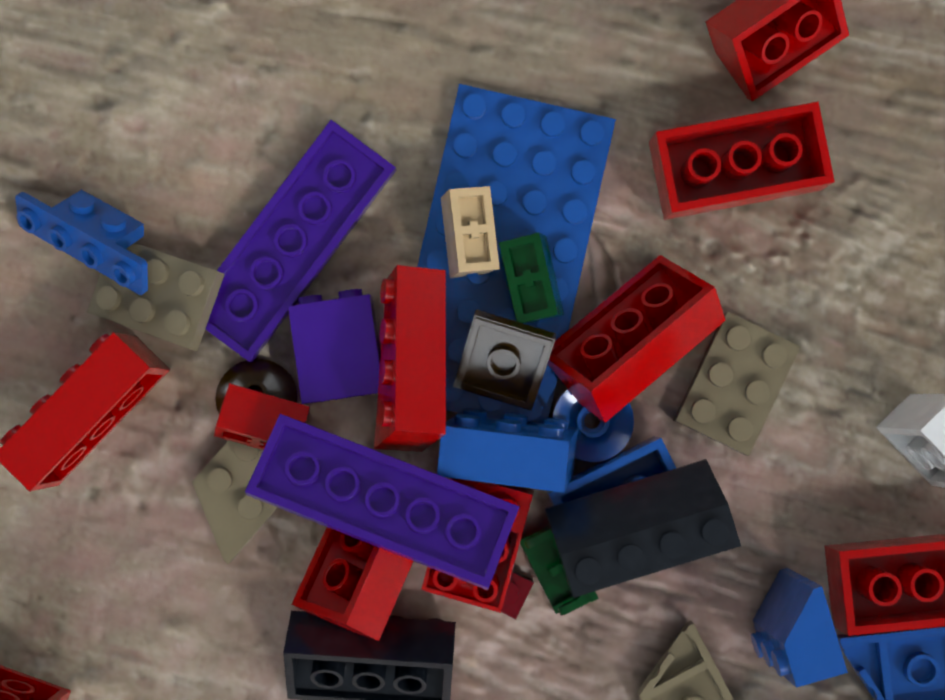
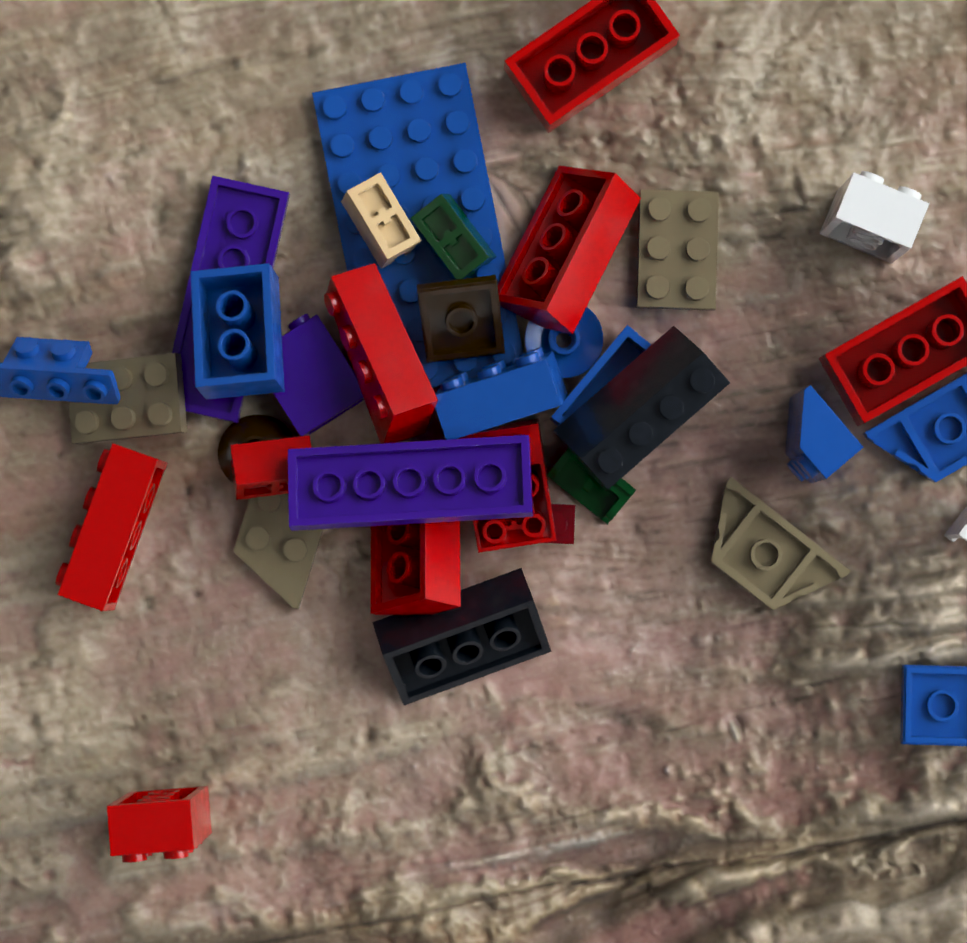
camera: 20 degrees left, 0 degrees up
(283, 277) = (237, 331): none -> blue brick

